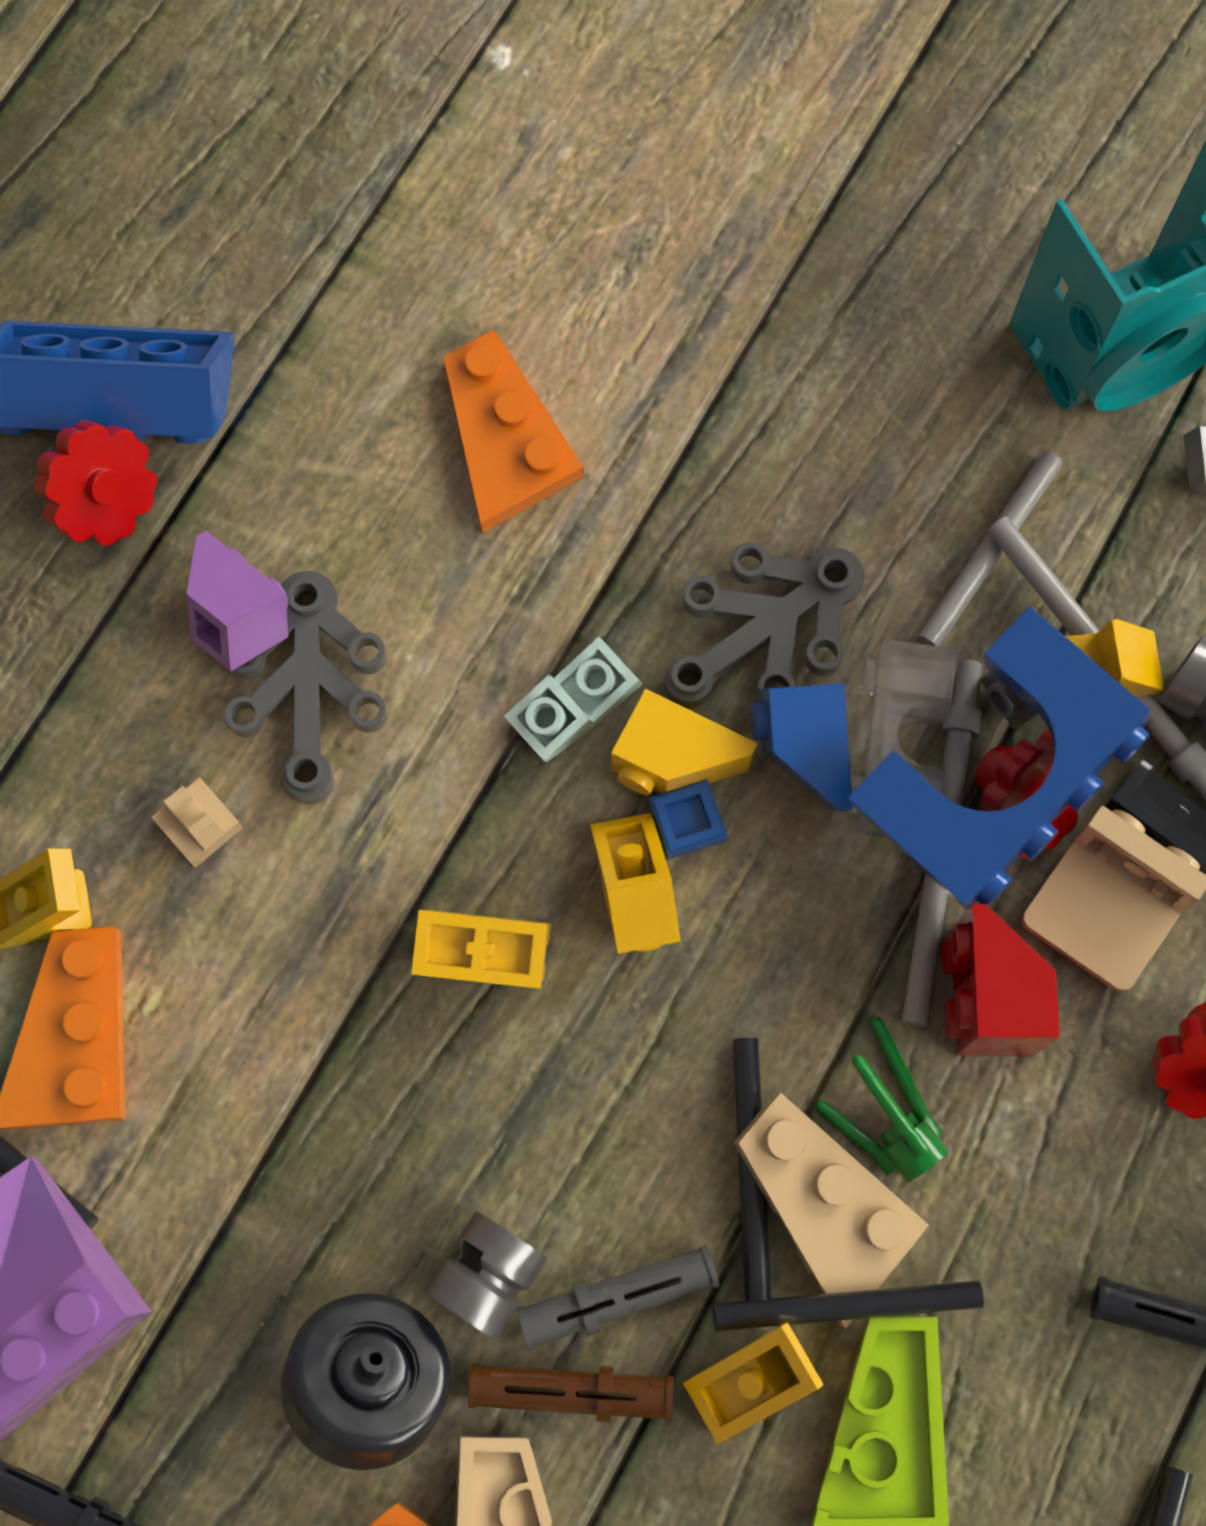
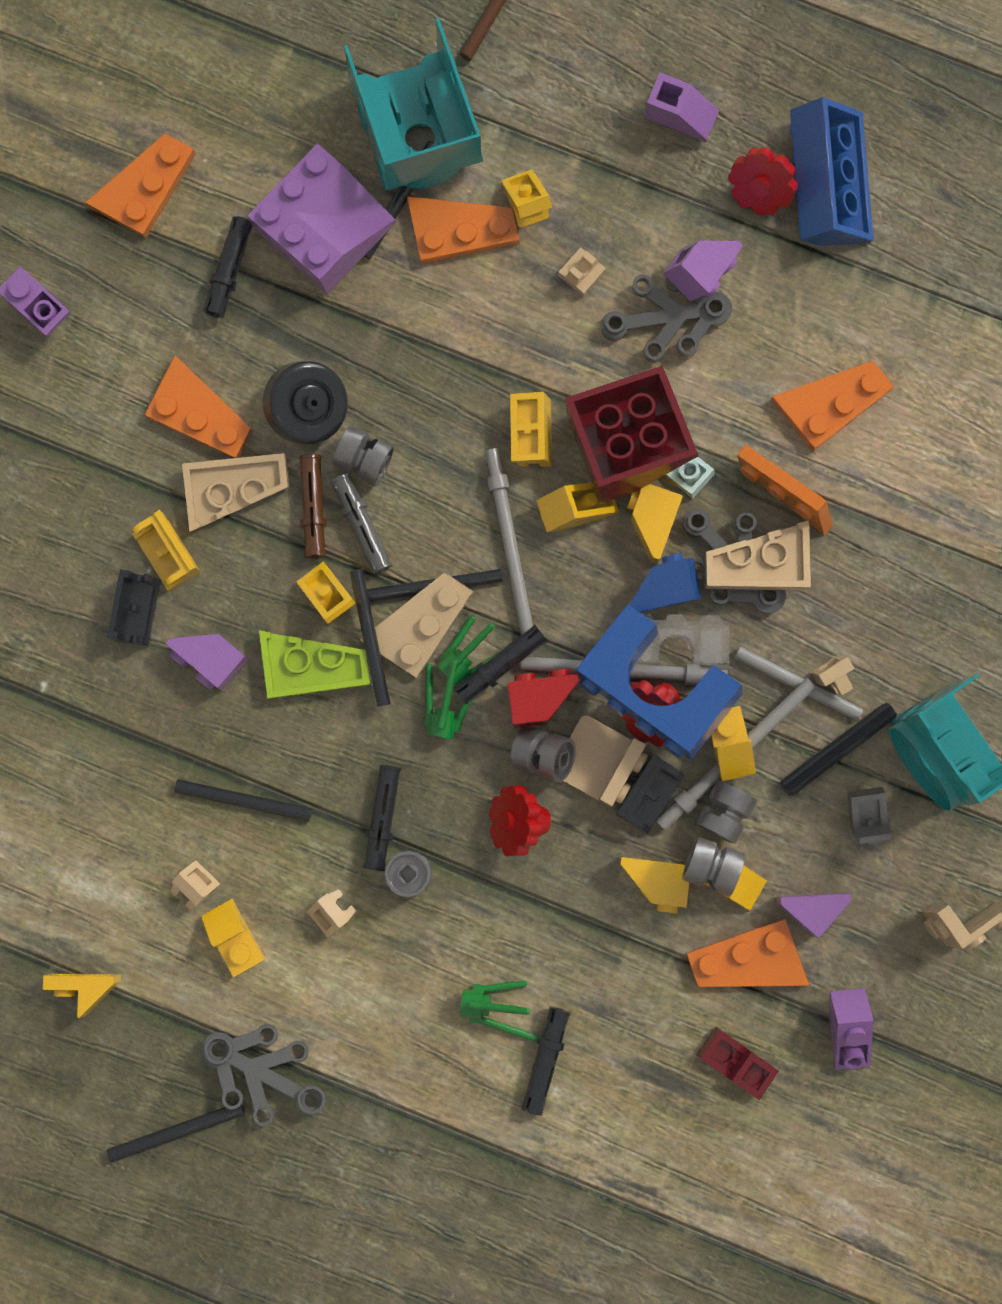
camera: 85 degrees right, 10 degrees up
(519, 764) = (629, 433): none -> dark red slope
(574, 1023) = (499, 484): none -> light grey bar
(650, 519) = (786, 489): none -> orange wing
(687, 819) = (617, 531): blue tile -> none
(780, 569) = (762, 563): none -> tan wing
(921, 1061) = (500, 664): none -> black pin
(982, 485) = (834, 674): none -> tan tile
(1014, 1180) = (442, 721): none -> green plant
(1100, 995) = (542, 753): none -> flat silver wheel
(1111, 501) = (838, 749): none -> black axle

